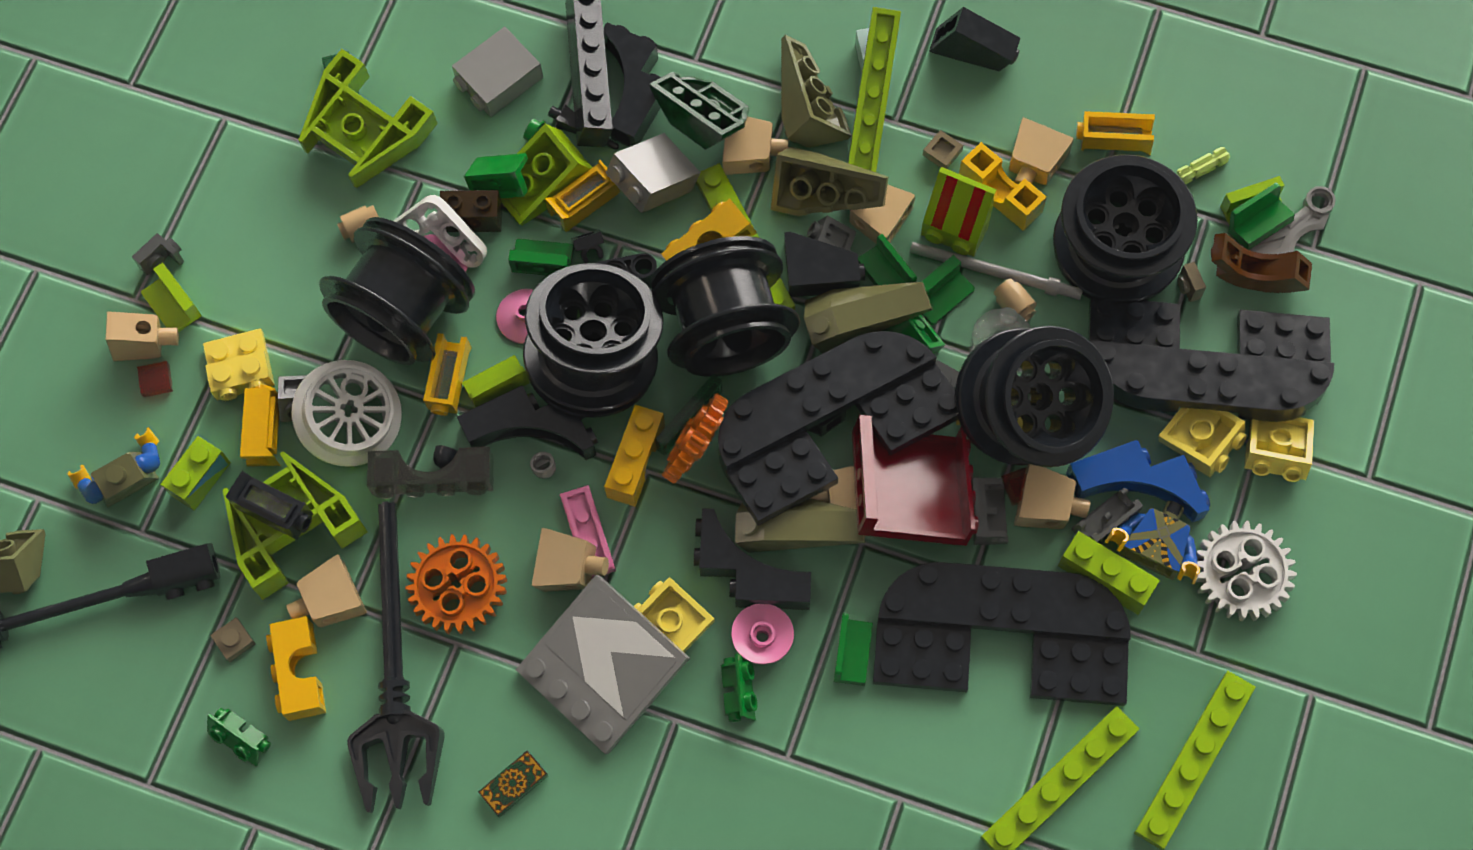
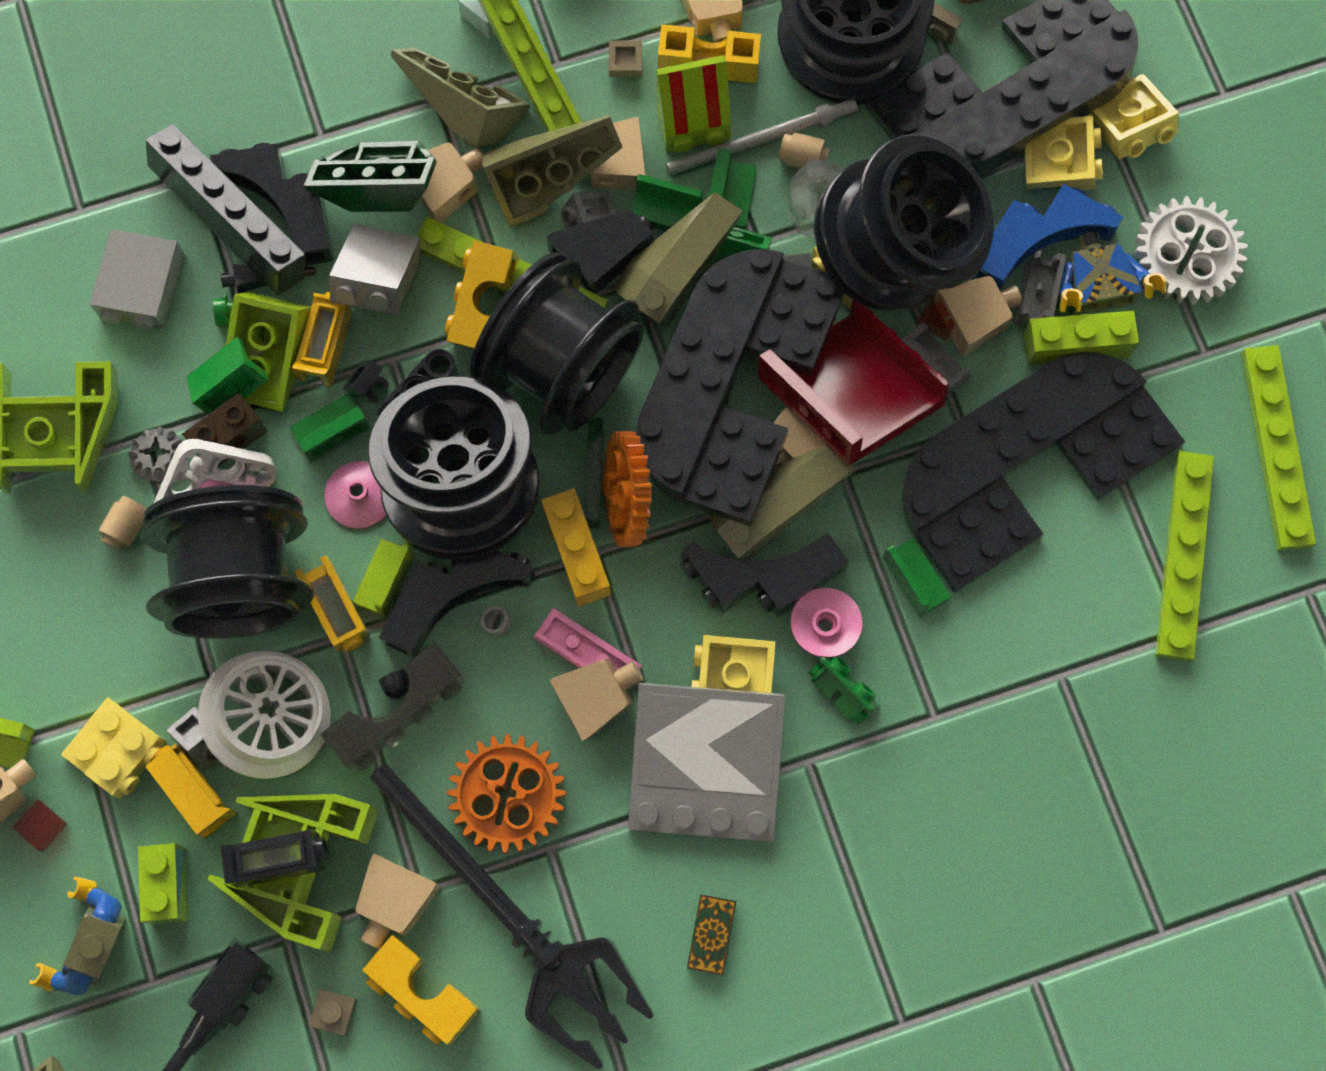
camera: 40 degrees left, 5 degrees up
(405, 197) = (145, 443): none -> light grey gear

